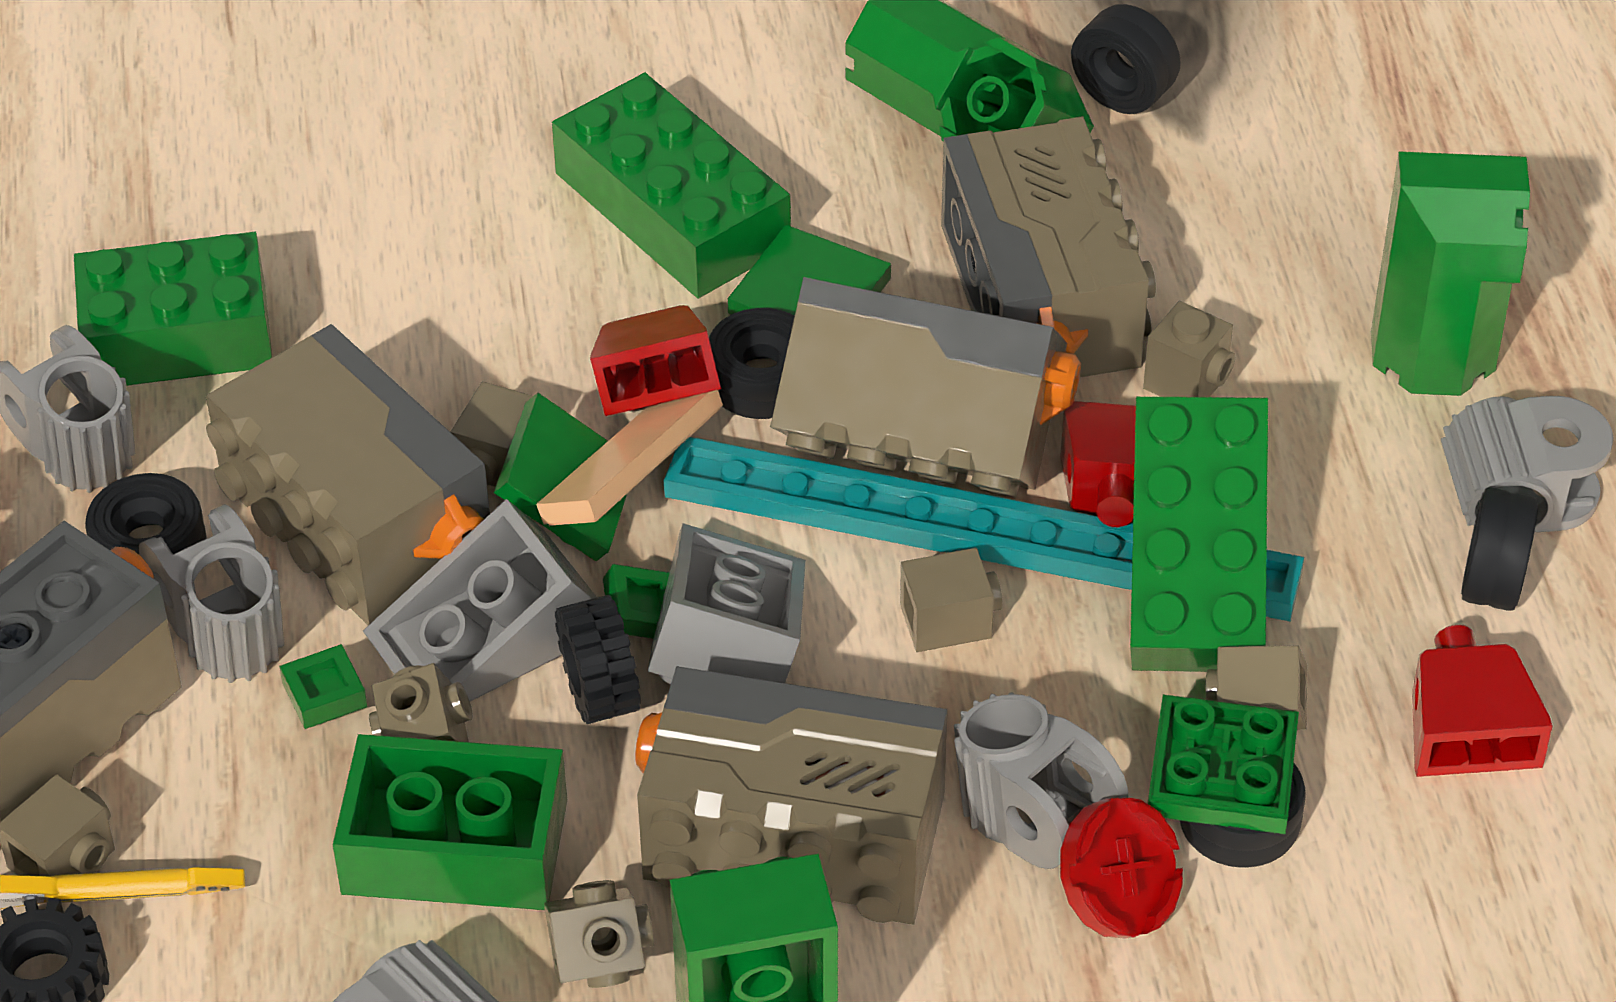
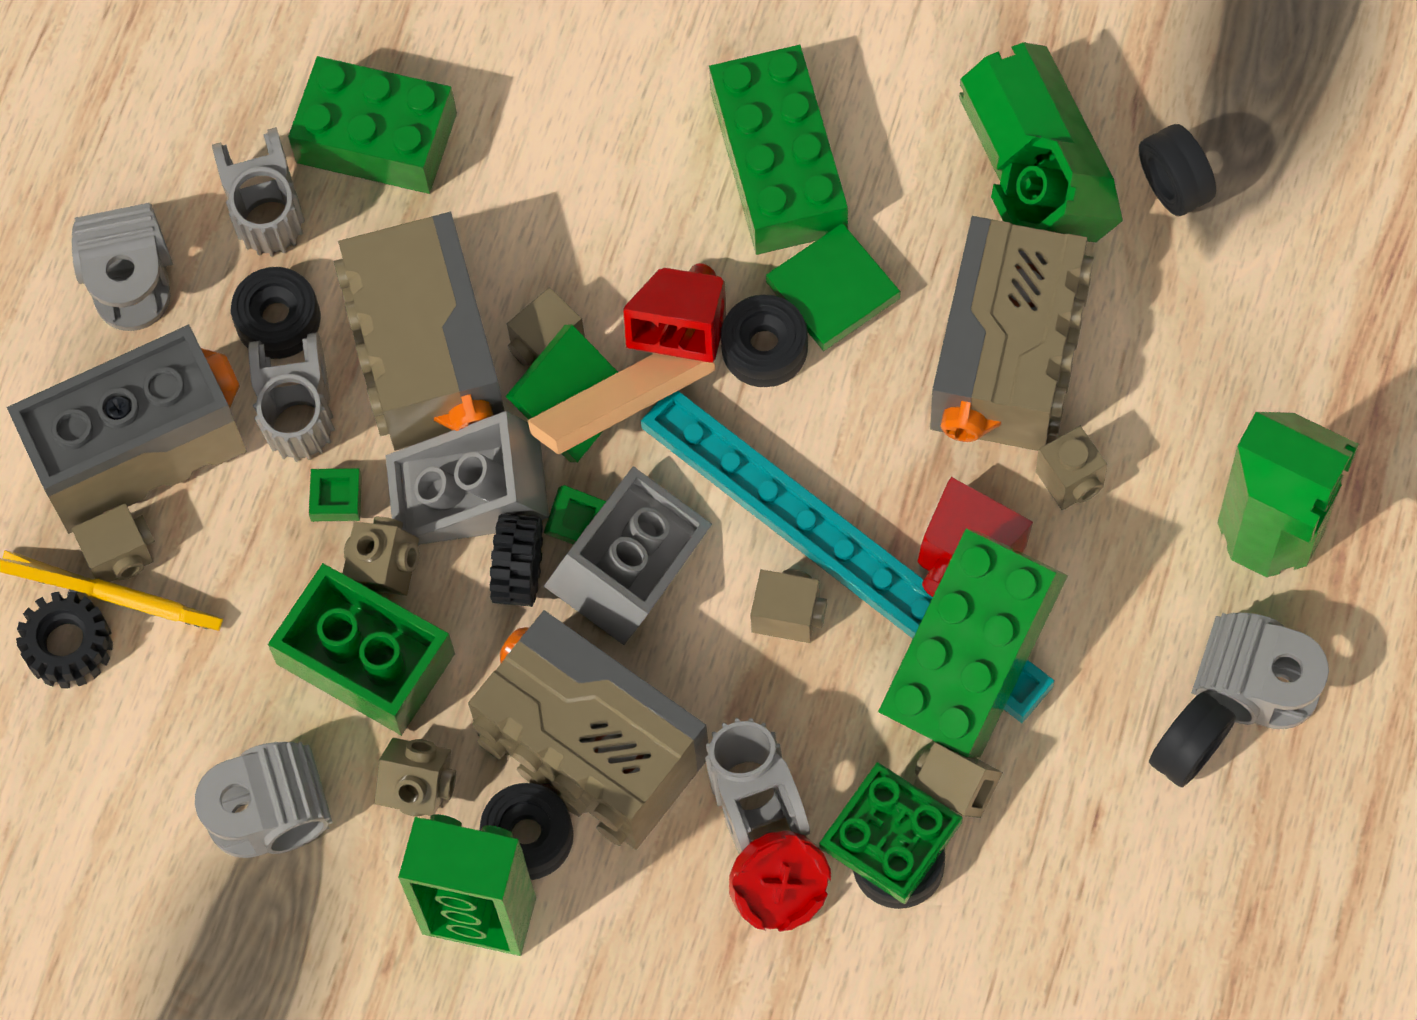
camera: 30 degrees right, 20 degrees up
(922, 386) = (844, 431): dark tan piece -> none
(1475, 709) = (1101, 854): red torso -> none

